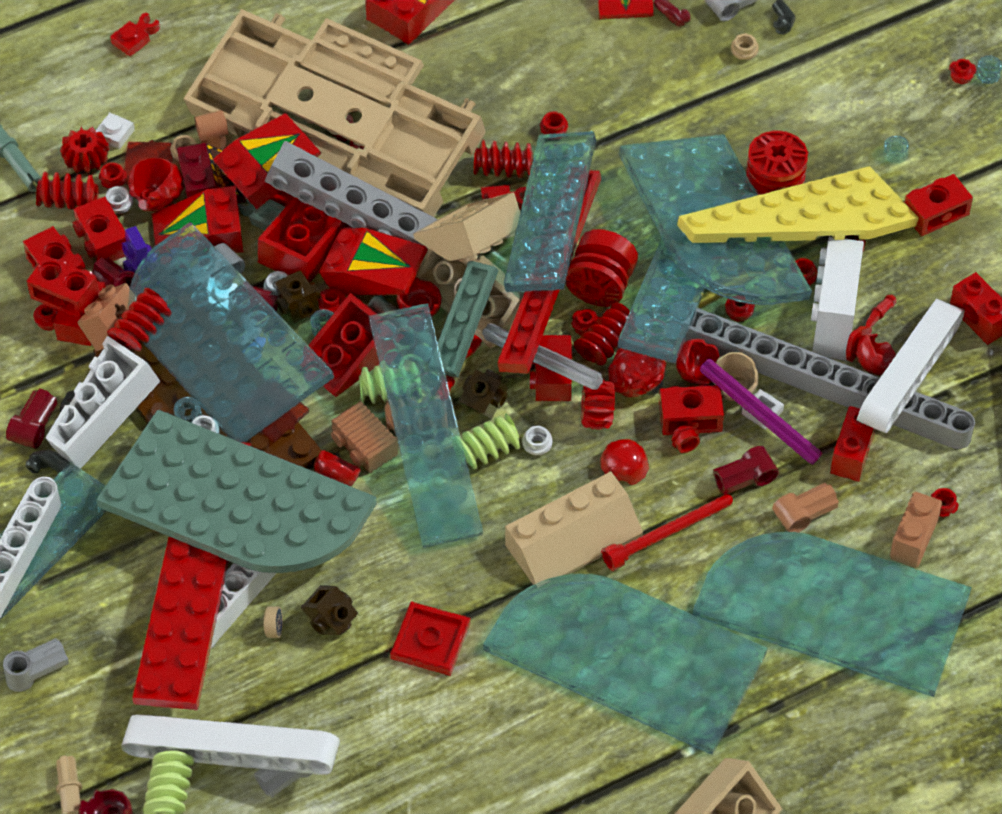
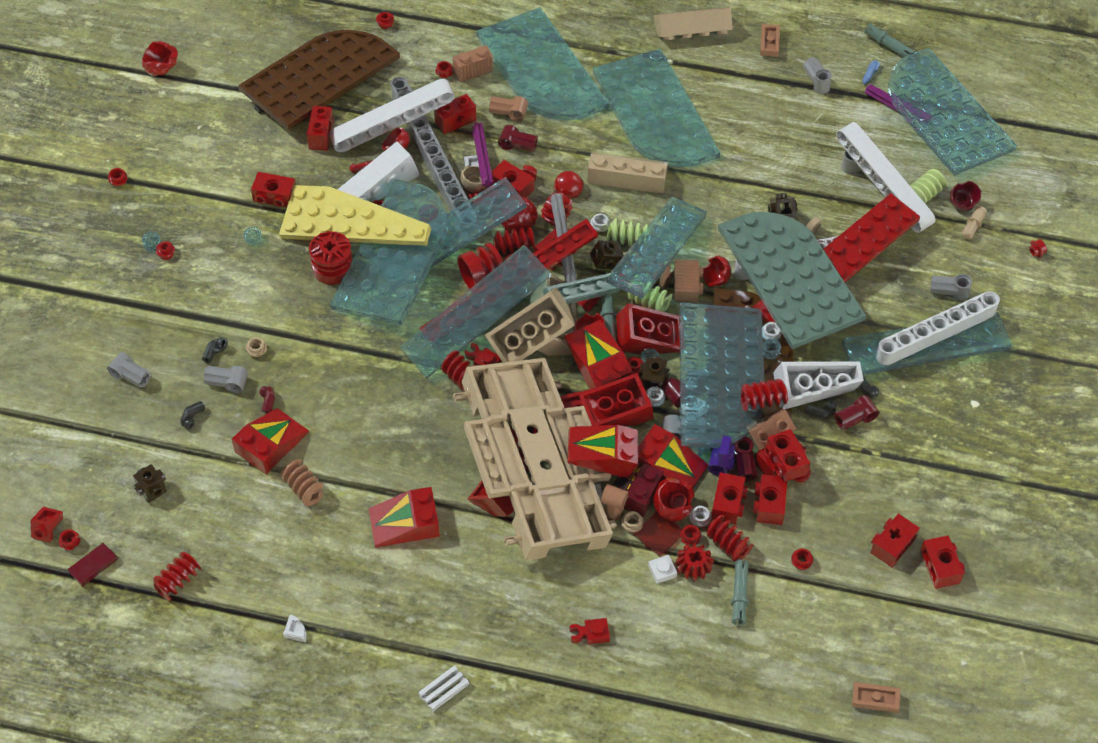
camera: 140 degrees left, 0 degrees up
(343, 194) = (582, 387): light grey brick -> none
(430, 638) = (741, 175): red tile -> none
(553, 123) = (410, 374): red plate -> none
(616, 555) = (617, 147): red piece -> none

